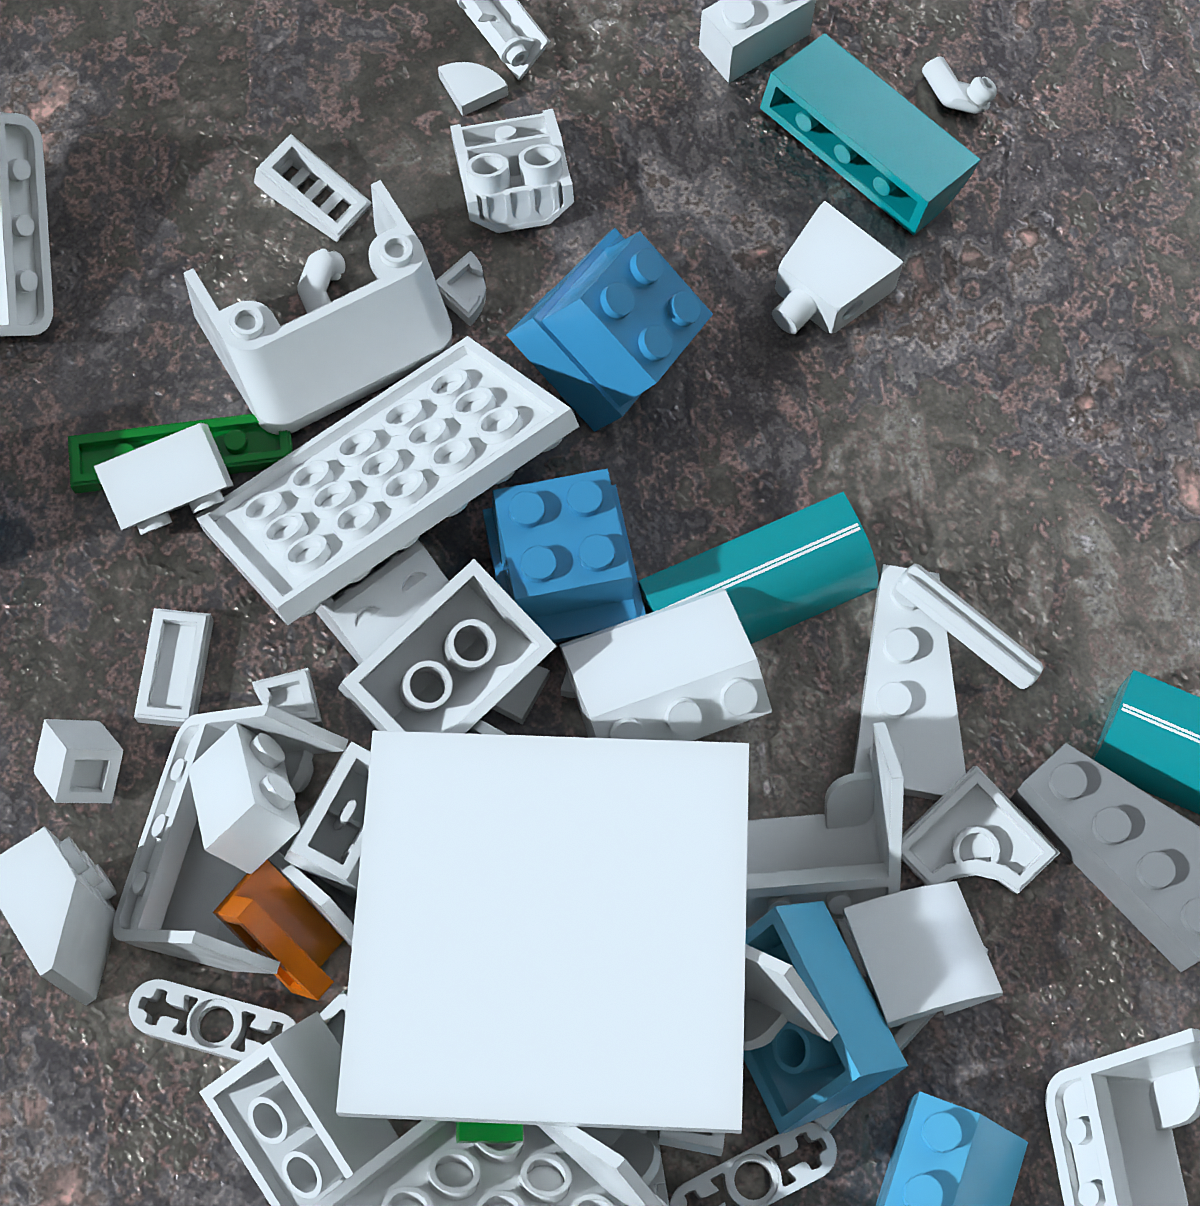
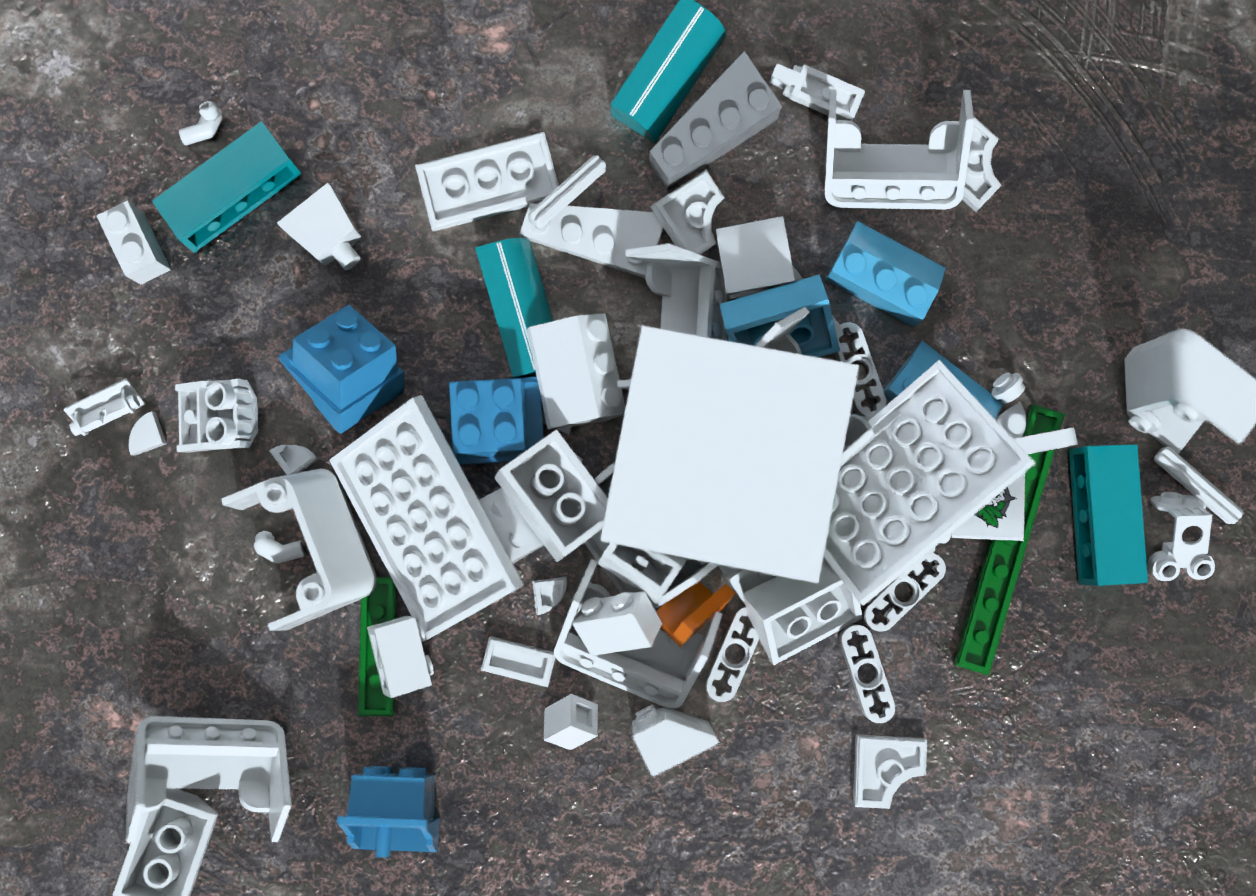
camera: 80 degrees left, 15 degrees up
(296, 154) = (206, 564): white slope -> none
(962, 506) = (487, 181): none -> white tile

